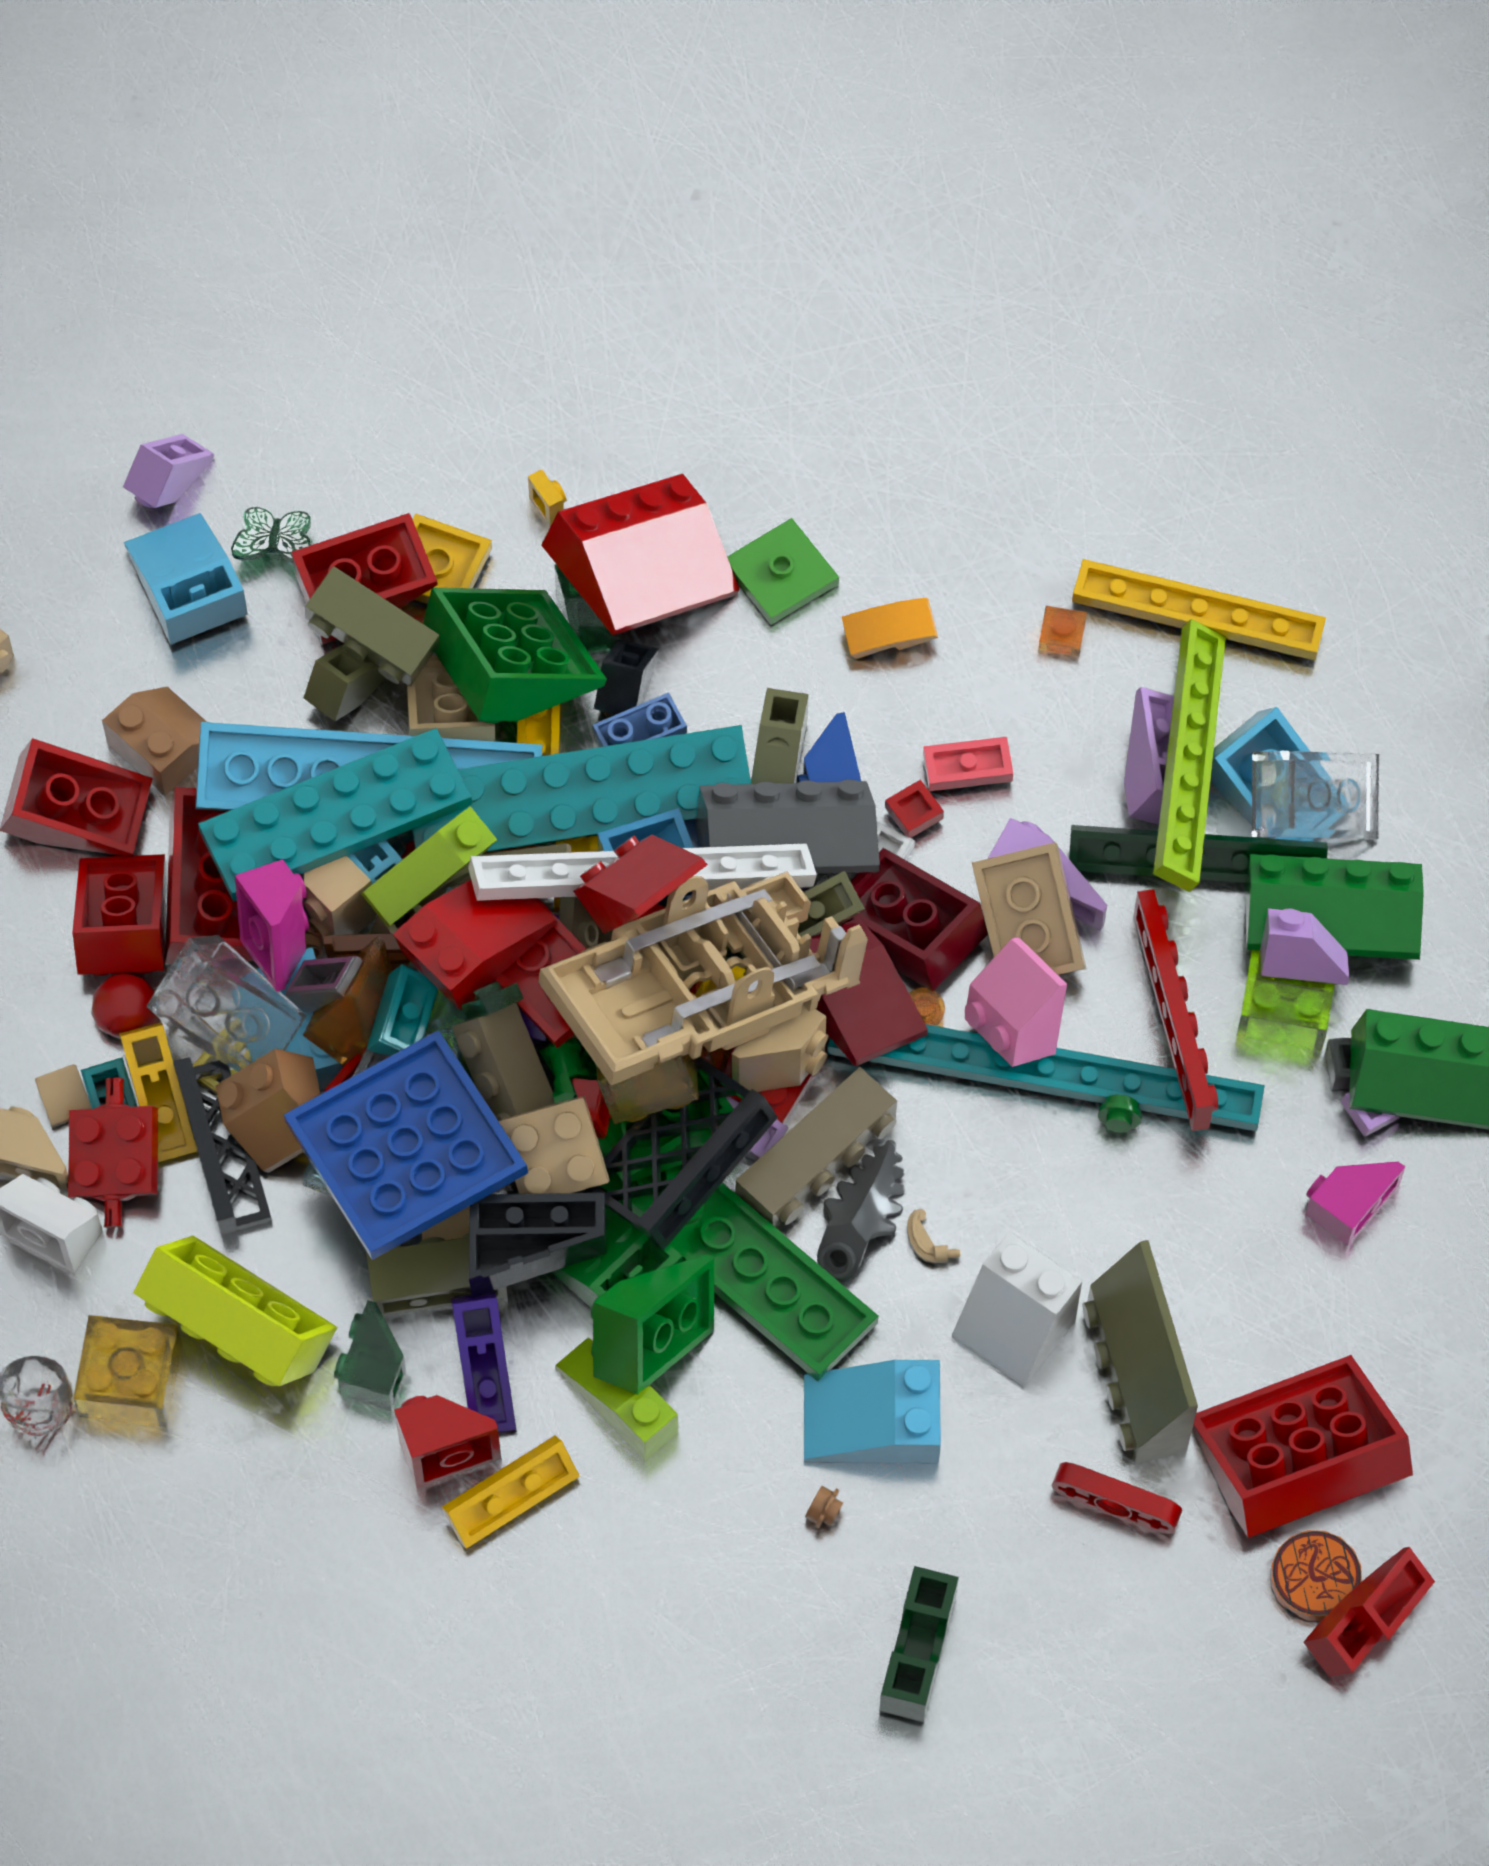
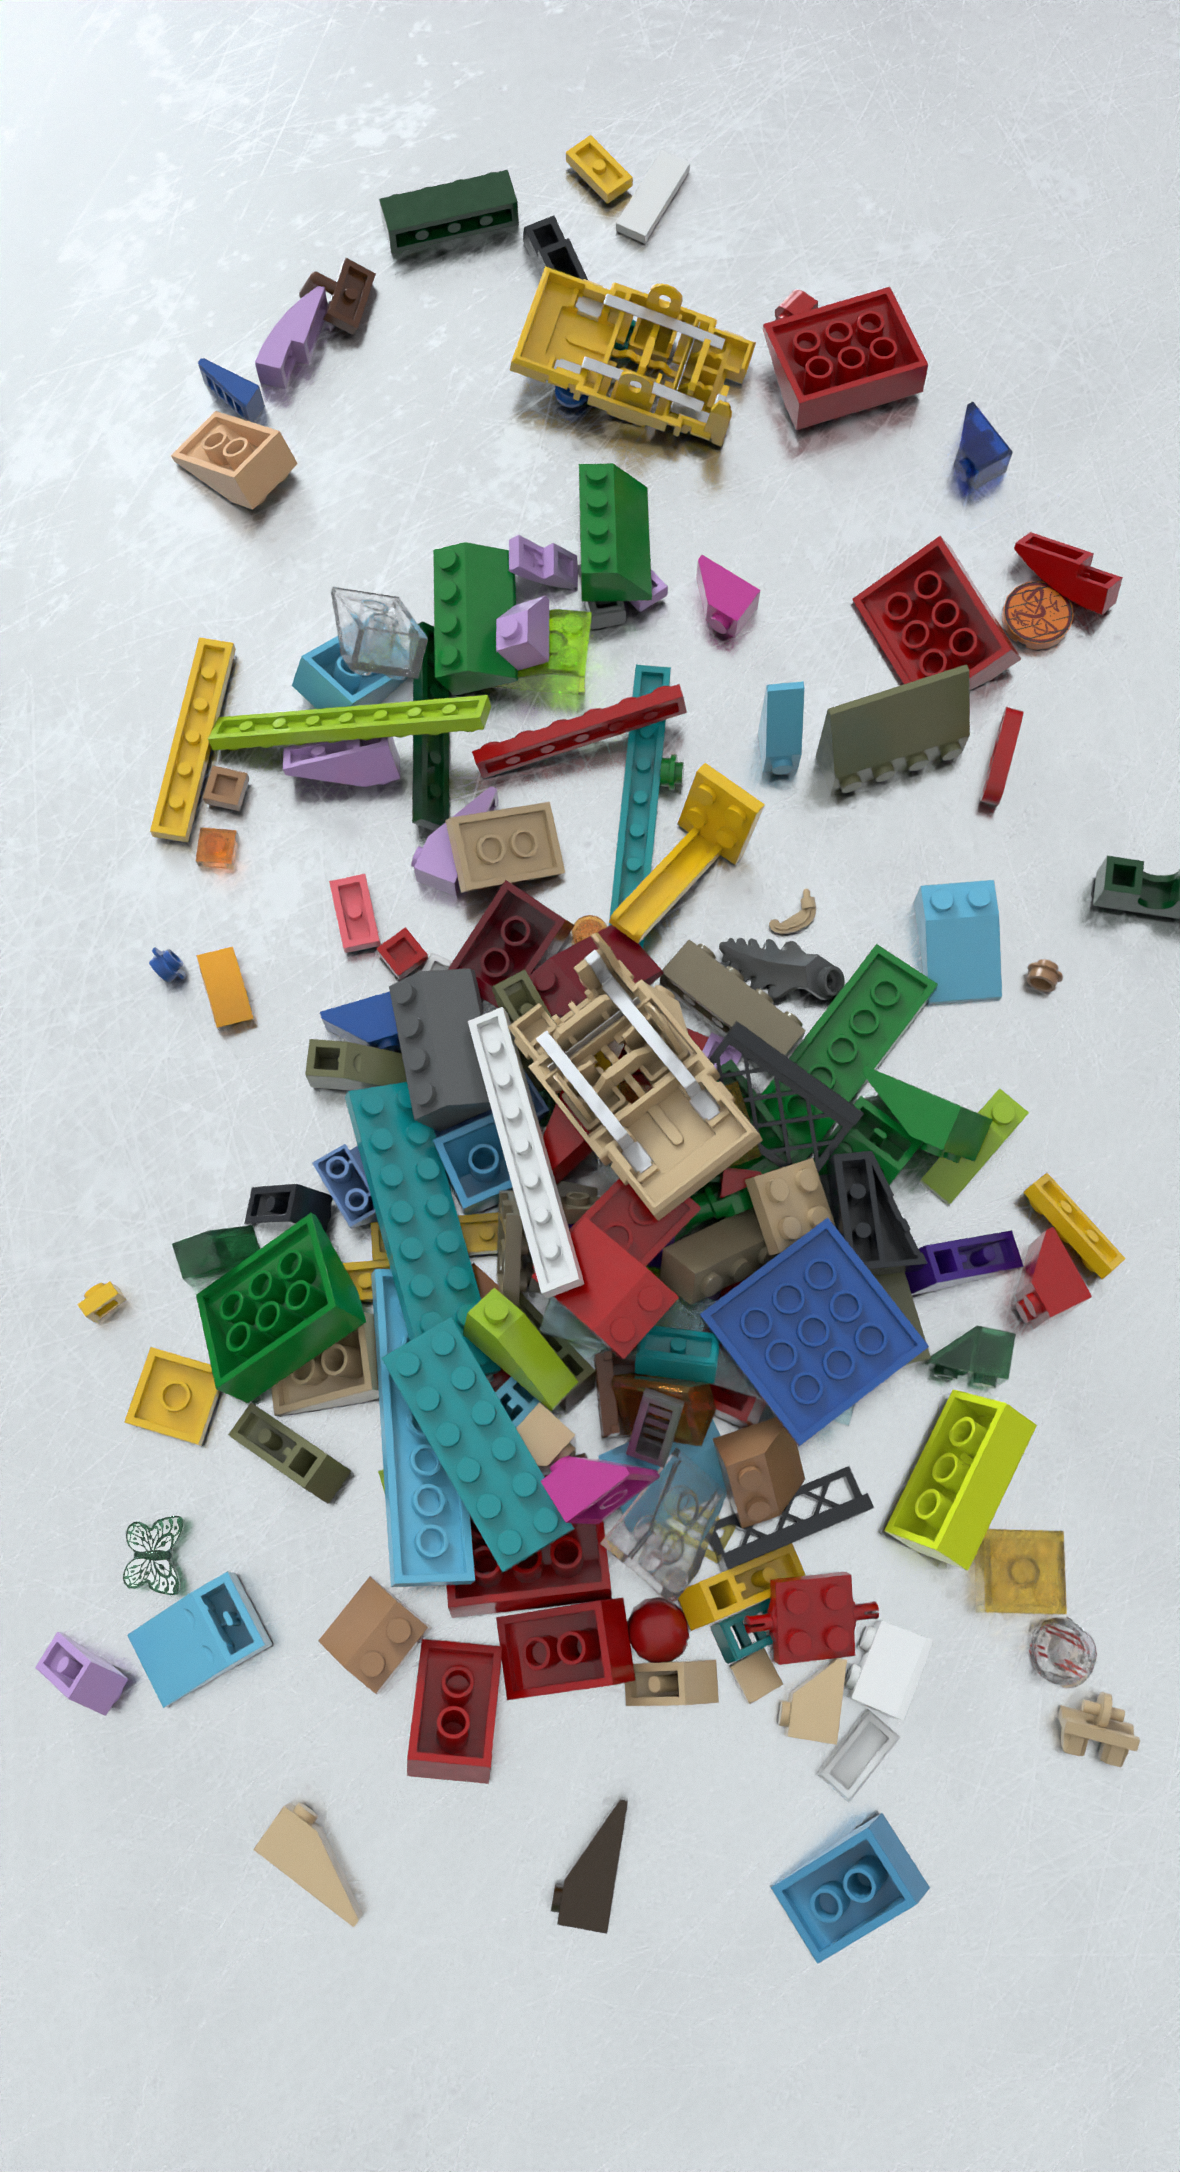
camera: 95 degrees left, 10 degrees up
(67, 1013) = (673, 1684): none -> tan slope
(370, 627) = (268, 1439): olive brick -> none
(380, 557) = (199, 1459): red slope -> none
(491, 999) = (670, 1265): clear green plate -> none
(635, 880) = (566, 1128): red slope -> none
(642, 554) = (172, 1199): slope -> none
(782, 571) = (168, 1087): bright green plate -> none
(921, 572) = (167, 965): none -> blue plate
(988, 1103) = (718, 823): none -> yellow bracket
(1017, 1004) = (594, 846): bright pink slope -> none
(1018, 1309) = (864, 831): white slope -> none
(1133, 640) = (226, 788): none -> medium nougat plate
(1155, 1218) = (781, 727): none -> medium azure slope
(1409, 981) = (544, 565): none -> lavender slope

